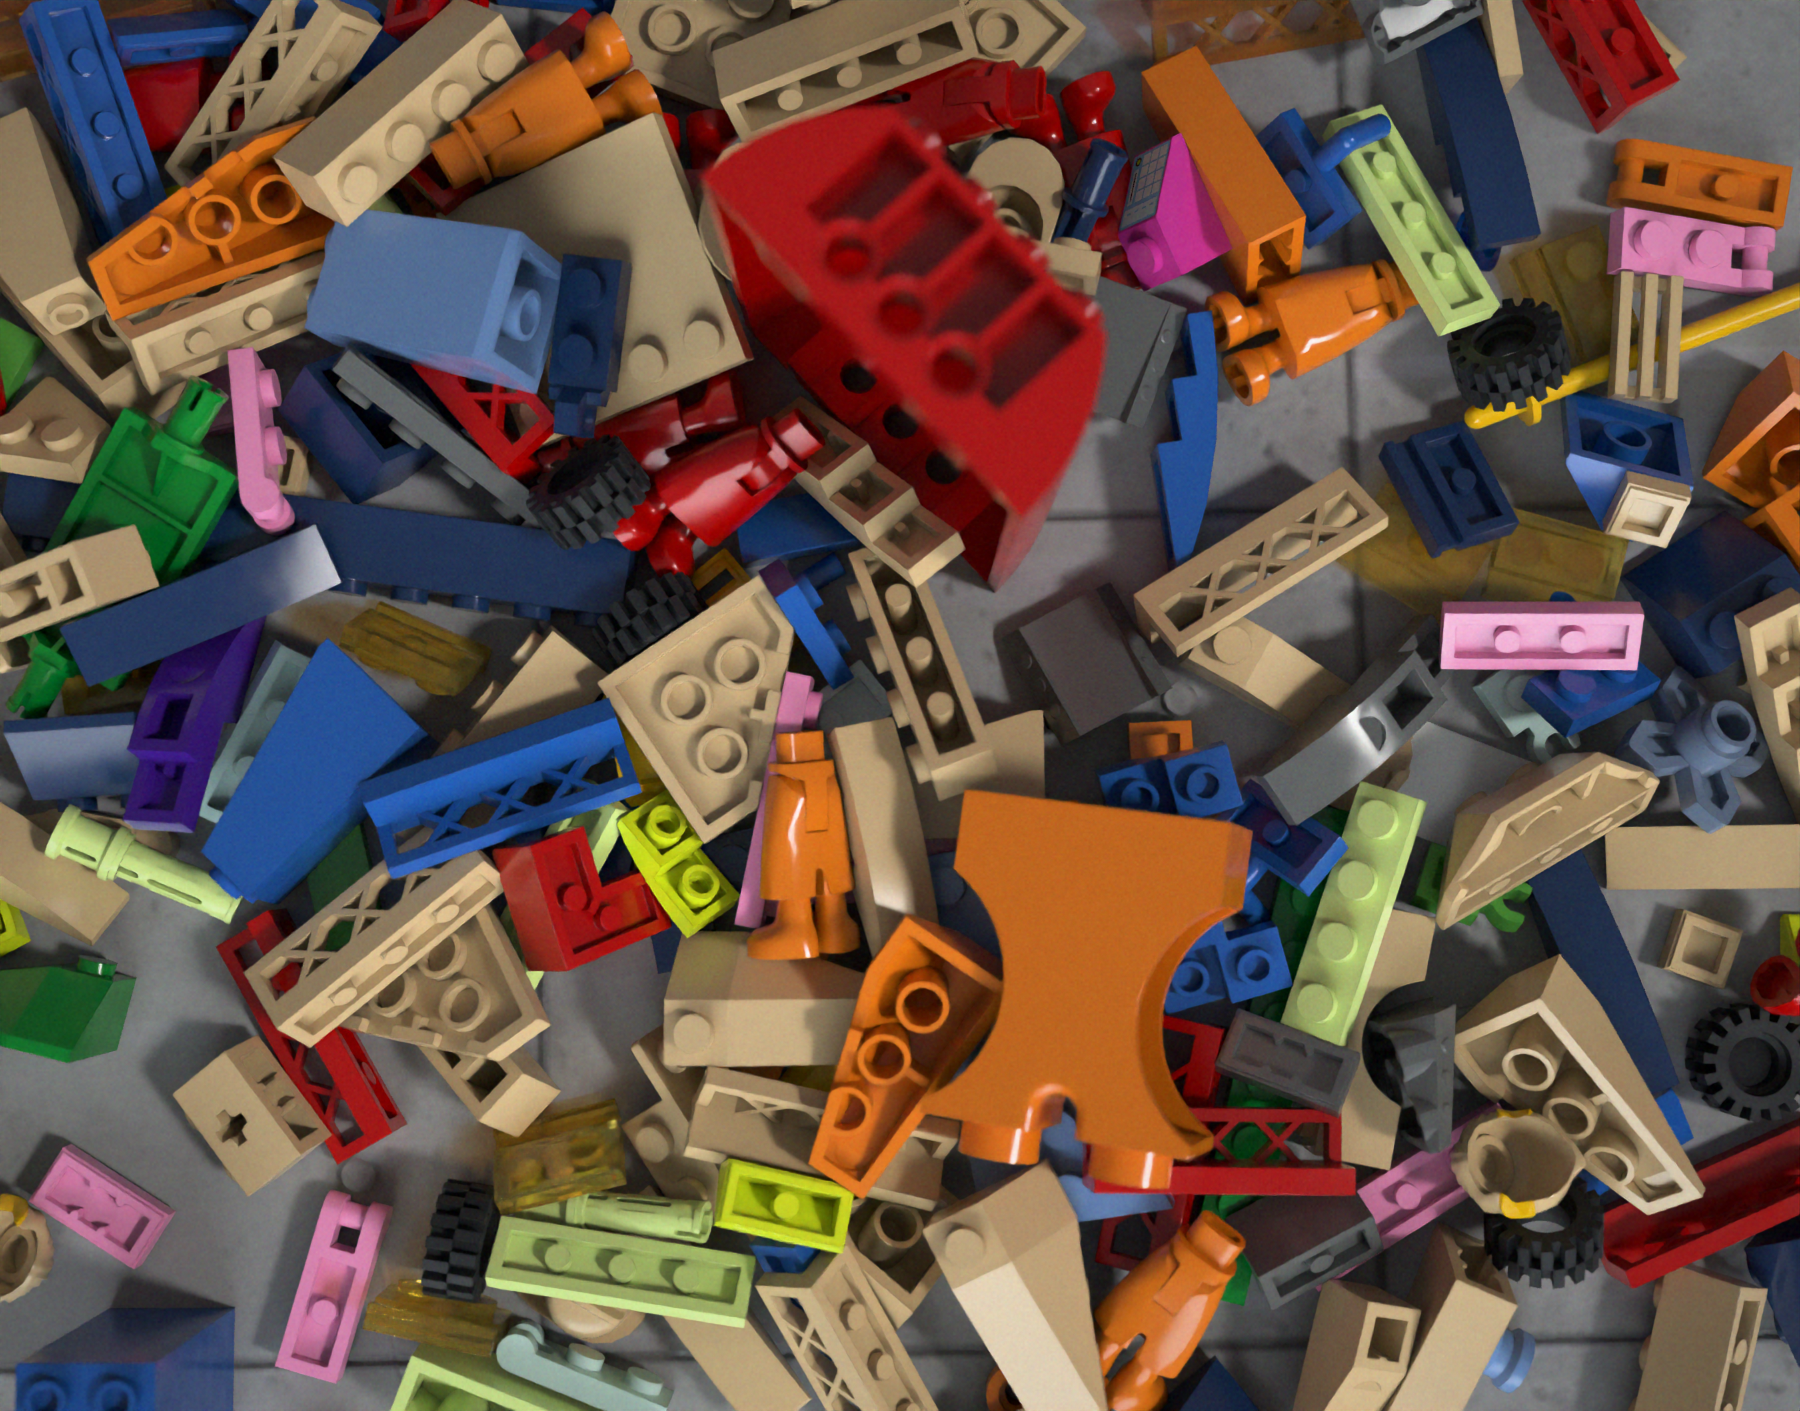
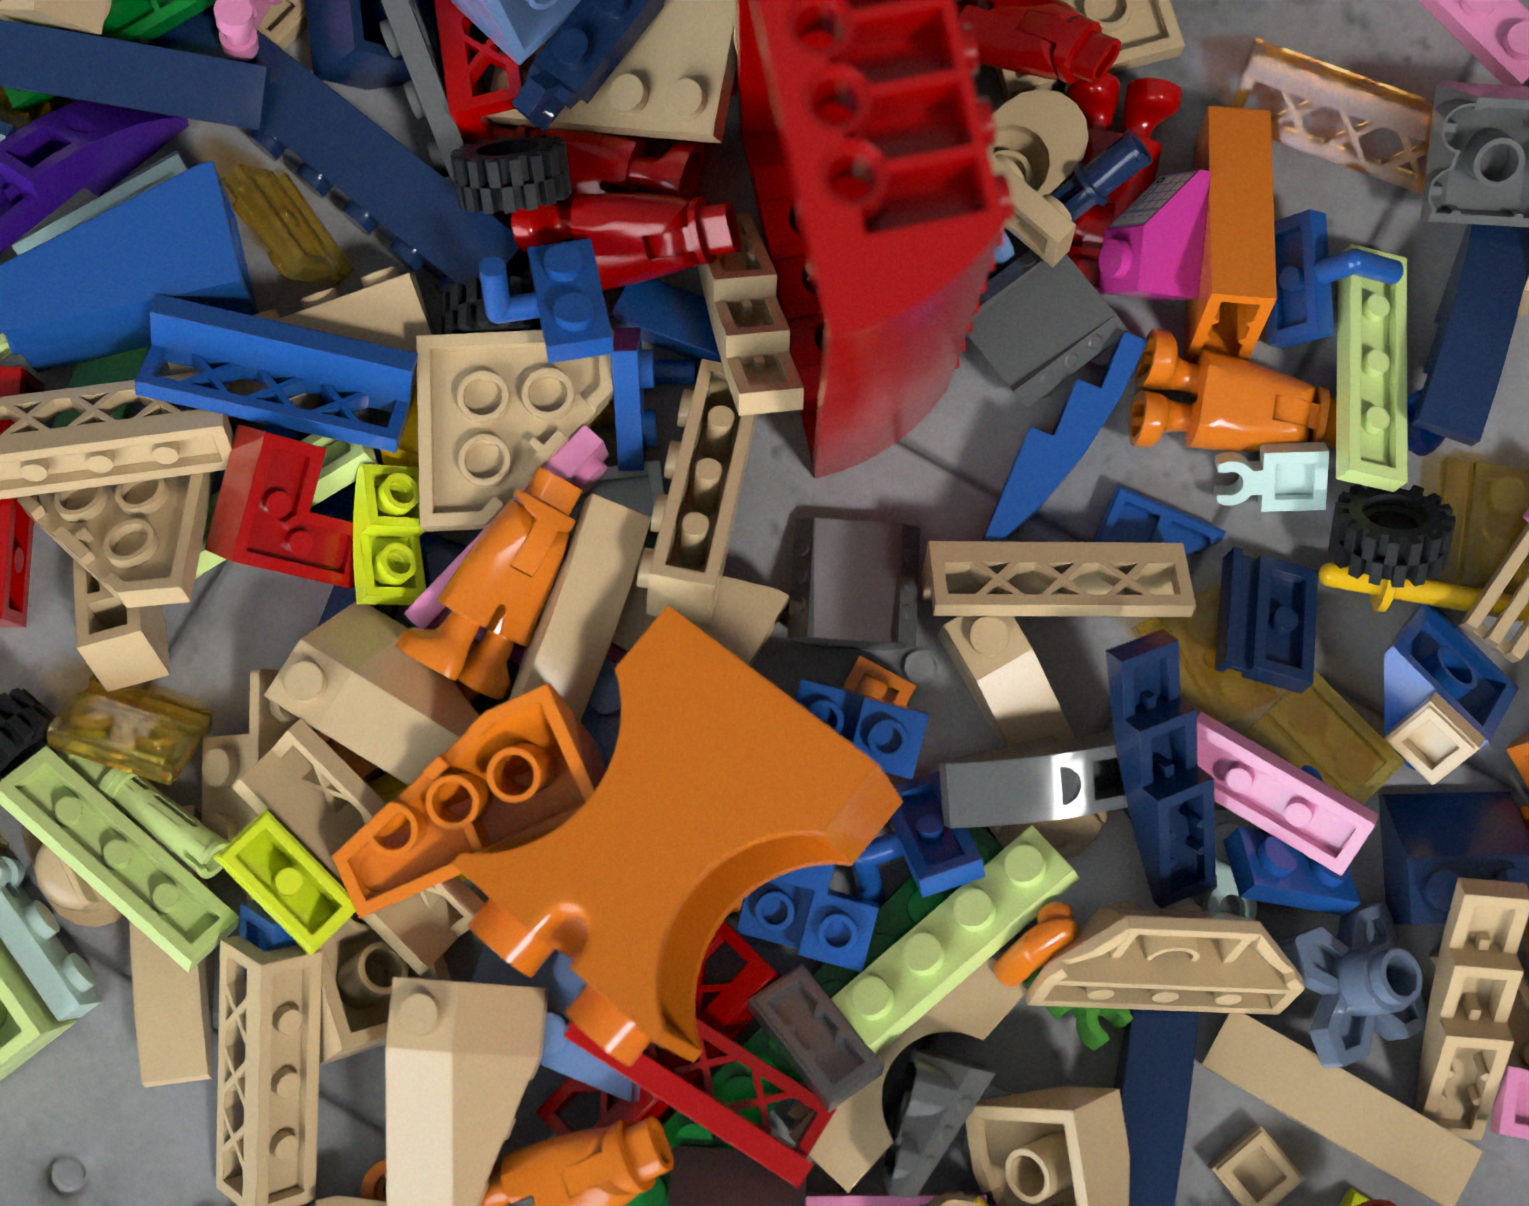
camera: 30 degrees right, 5 degrees down
(705, 576) = (564, 298): none -> blue plate
(1293, 466) = (1143, 520): none -> blue tile
(1389, 360) = (1284, 478): none -> light aqua plate
(1428, 878) = (1038, 945): none -> orange arm
(1431, 661) = (1159, 768): none -> dark blue slope

